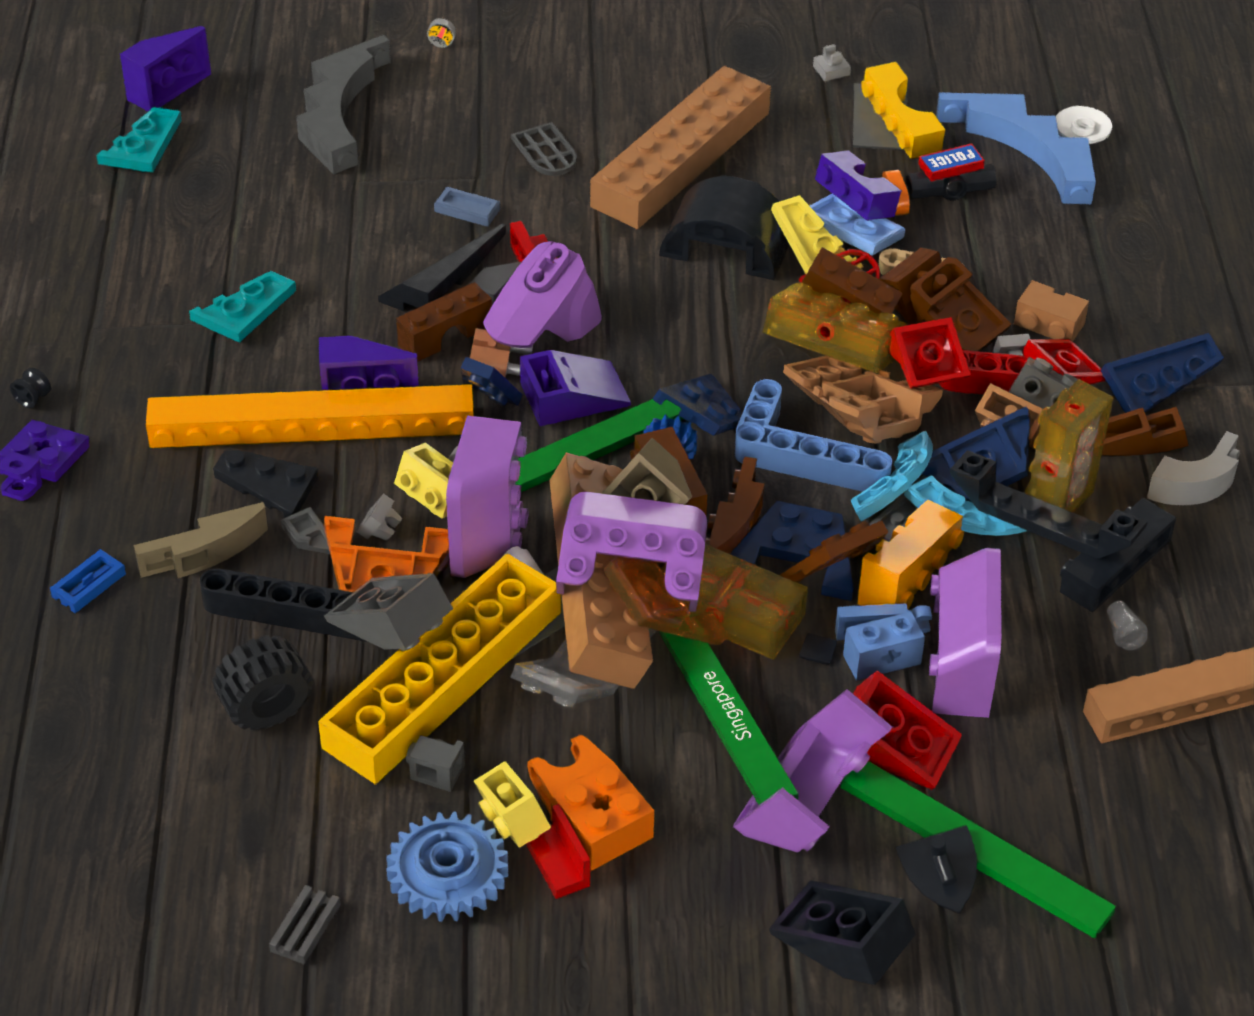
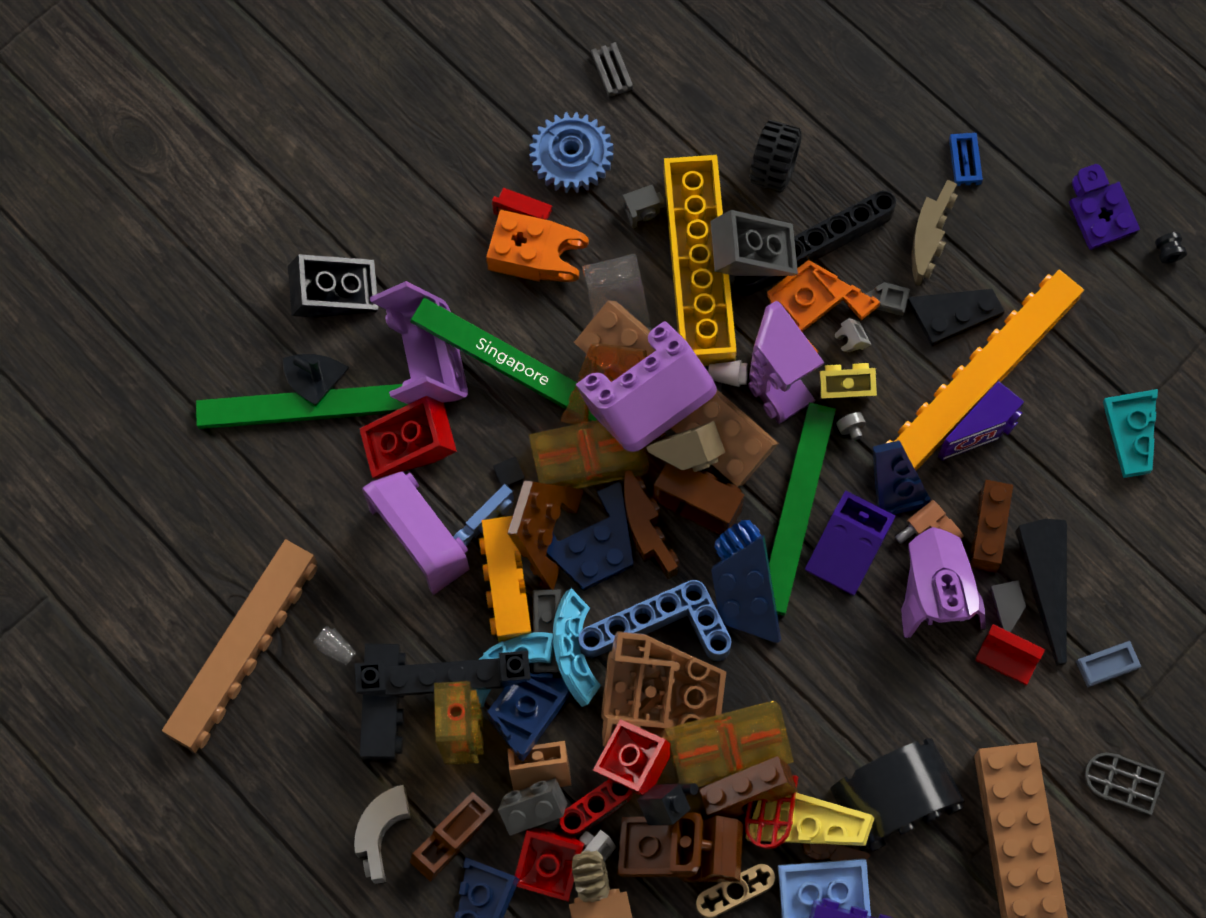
camera: 140 degrees right, 25 degrees up
(511, 805) = (568, 202): light yellow brick -> none
(883, 645) = (465, 494): medium blue brick -> none
(933, 302) = (666, 802): none -> black brick
(1042, 312) = (590, 876): none -> dark tan gear

